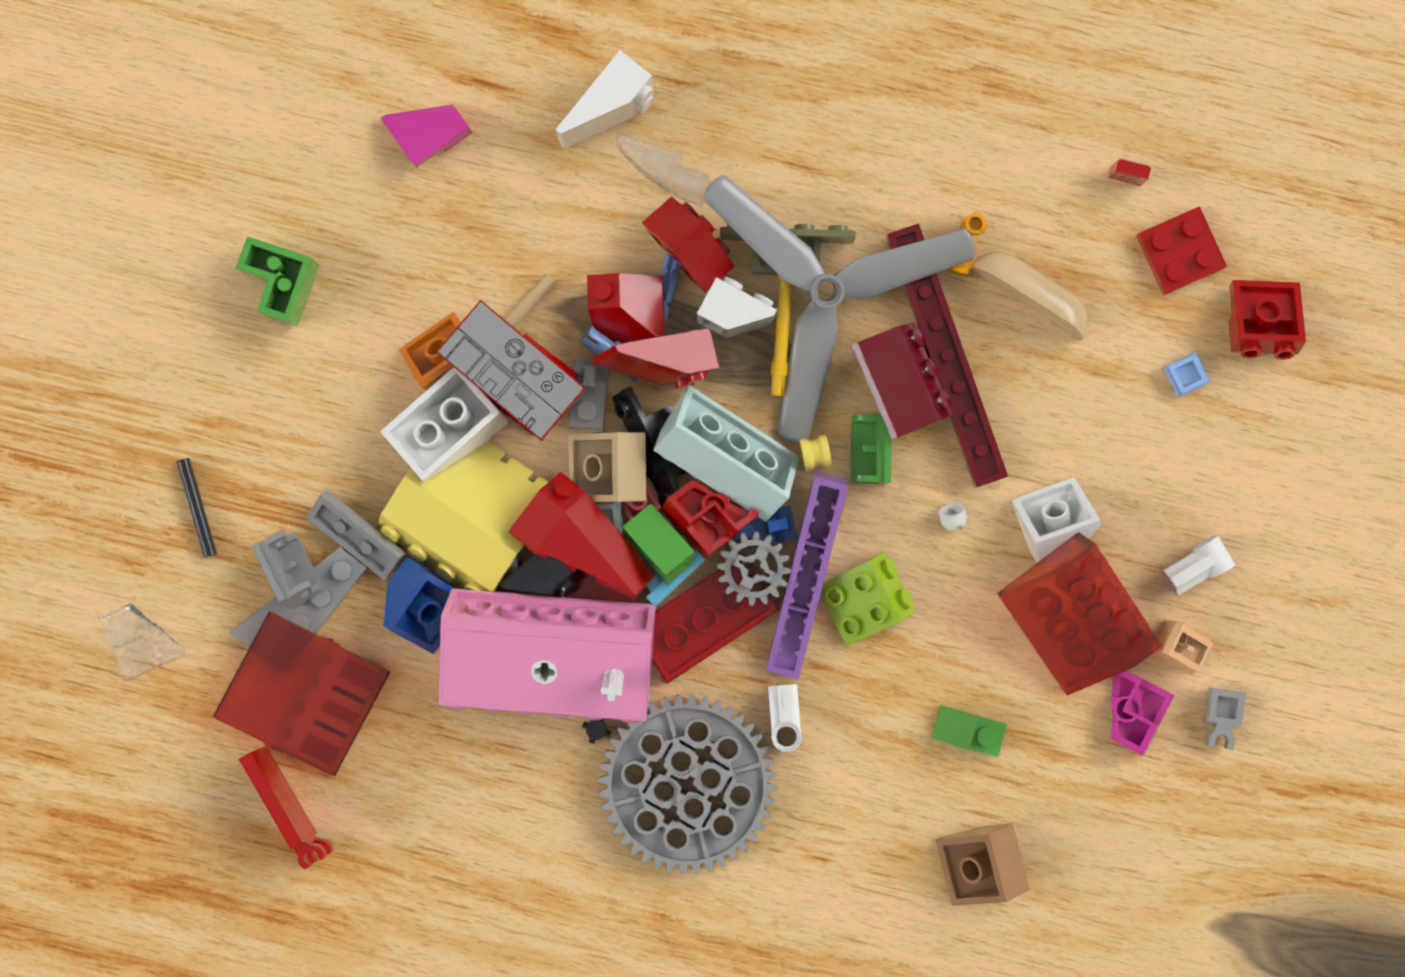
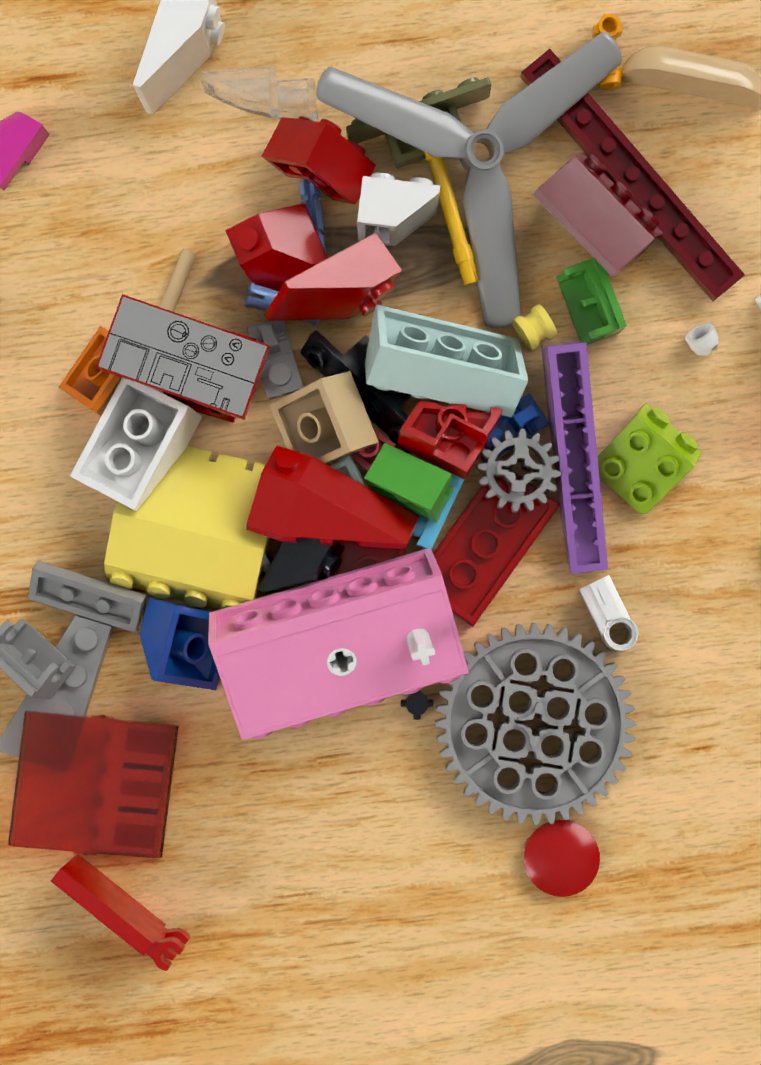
camera: 20 degrees left, 0 degrees up
(667, 904) = (561, 858): none -> red dish

